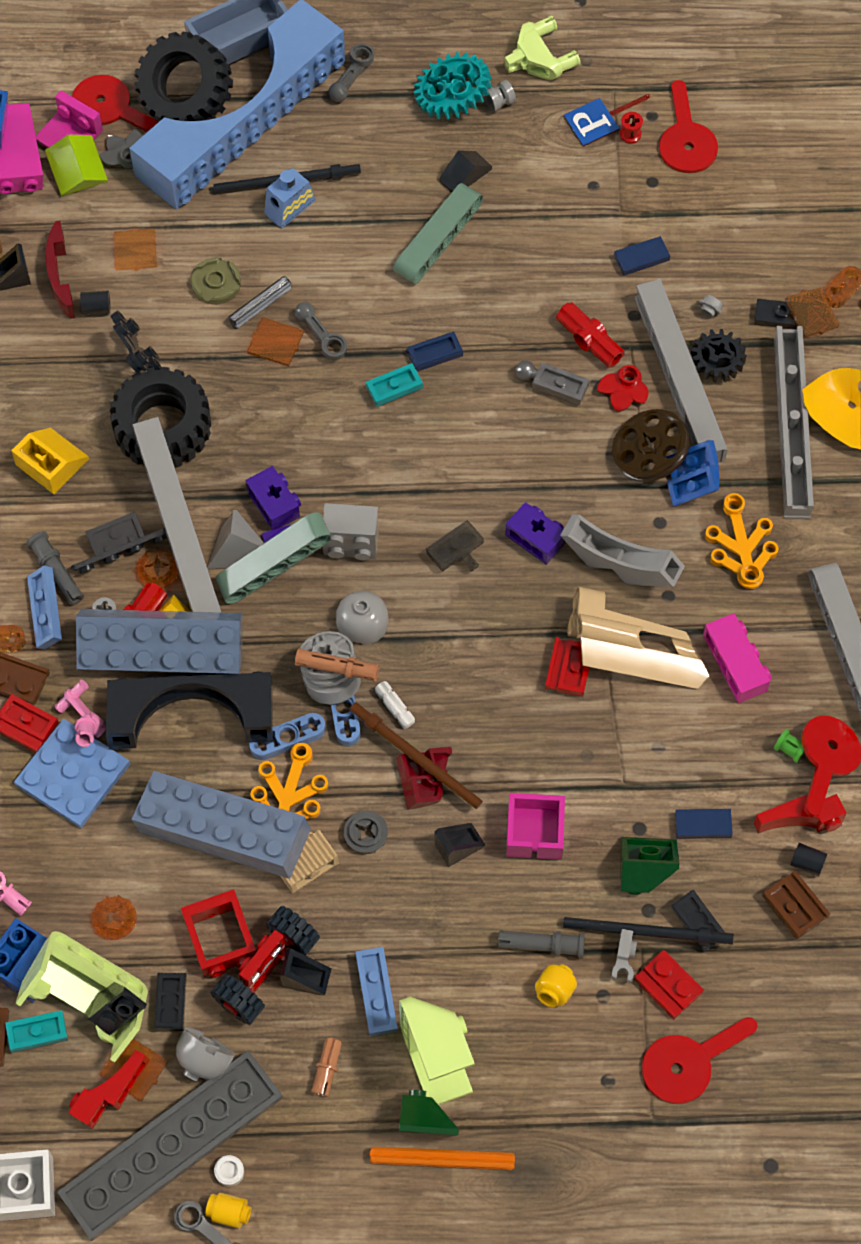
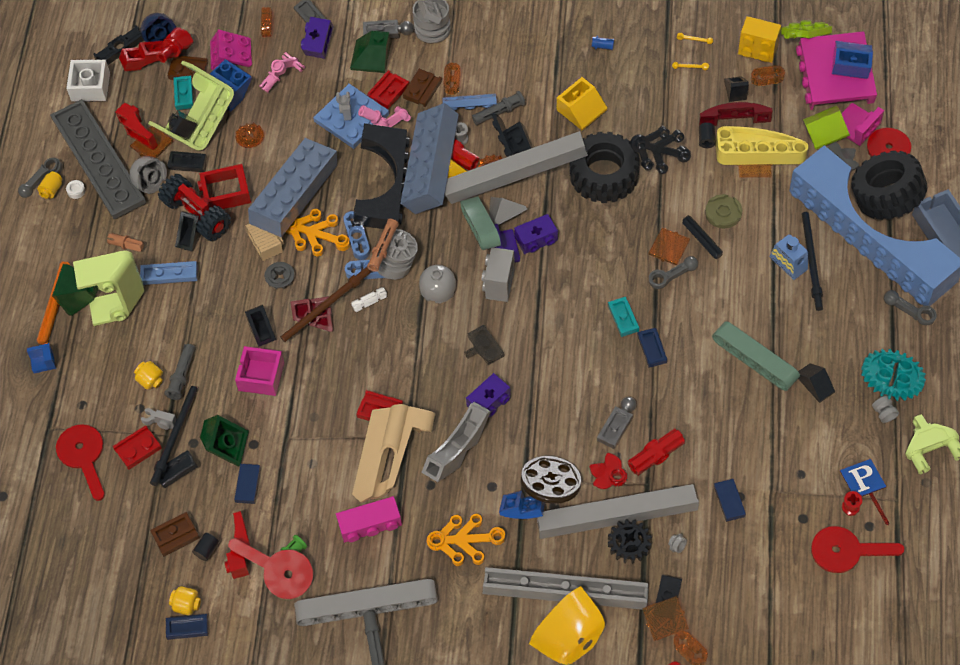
camera: 100 degrees right, 5 degrees down
(71, 767) = (344, 105): none -> light grey plate
(109, 243) = (758, 146): none -> light yellow beam
(544, 1152) = (41, 358): none -> blue panel

